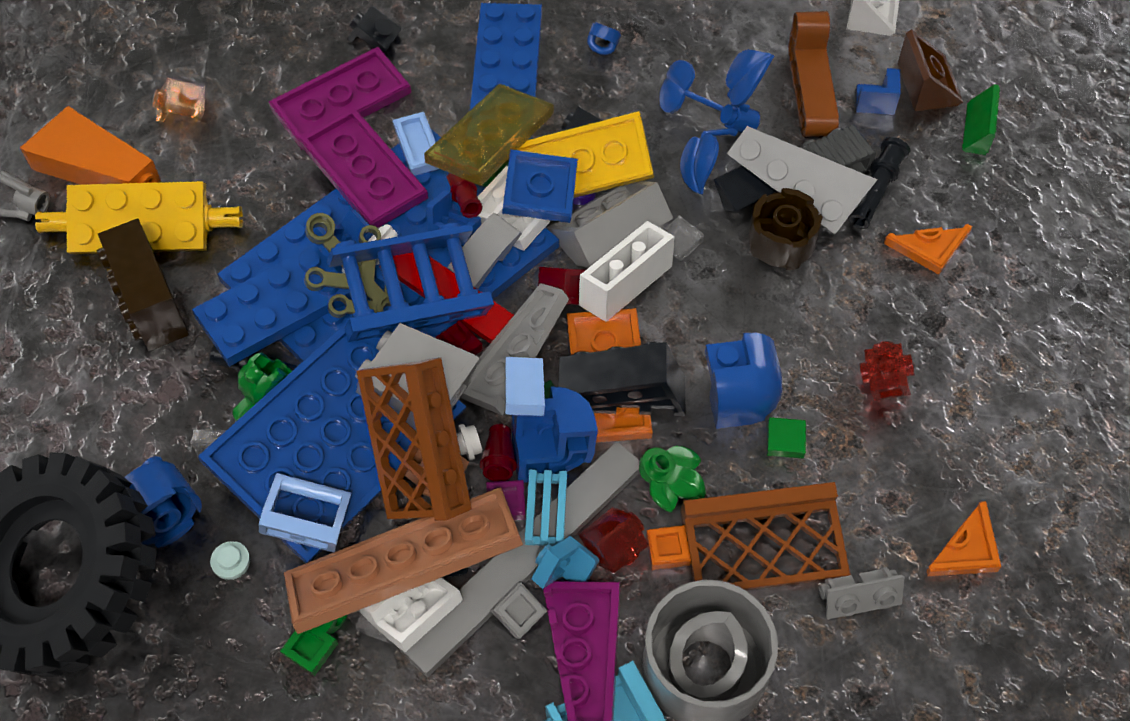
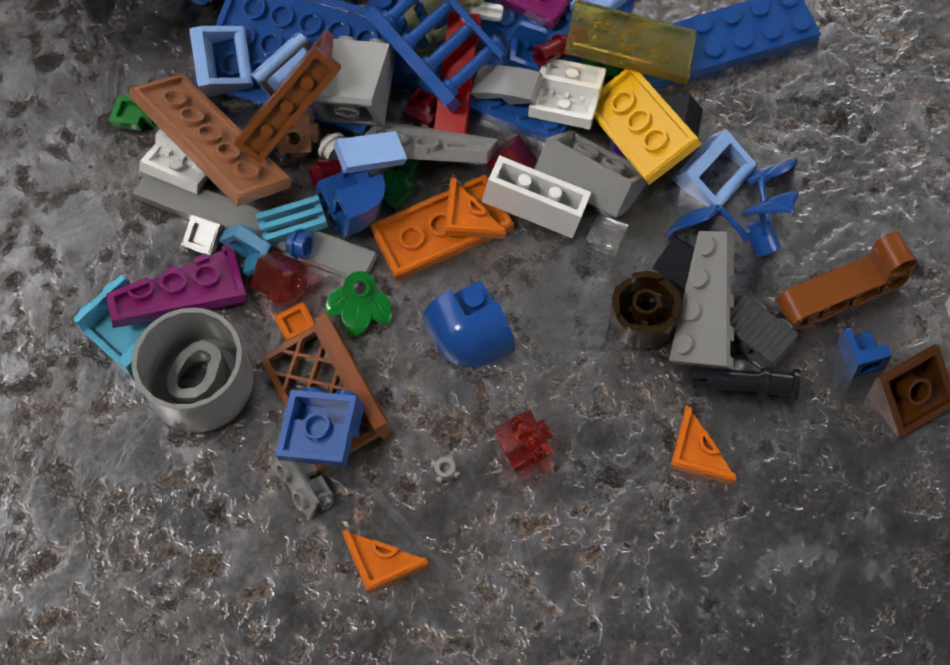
camera: 75 degrees right, 5 degrees up
(230, 560) = (179, 38): light aqua plate -> none
(350, 444) = (280, 64): none -> light blue tile
(514, 496) = (298, 191): magenta tile -> none
(540, 186) = (589, 97): blue tile -> none
(583, 506) = (299, 244): none -> blue plate
(605, 33) = (808, 95): blue tile -> none
(611, 335) = (468, 216): none -> orange tile
(626, 378) = (422, 233): black wedge -> none
(658, 148) = (719, 143): none -> light blue tile
(786, 437) = (432, 382): green tile -> none
(825, 542) = (319, 426): none -> blue plate
(886, 456) = (445, 469): none -> light grey piece
(981, 121) = (877, 460): green slope -> none

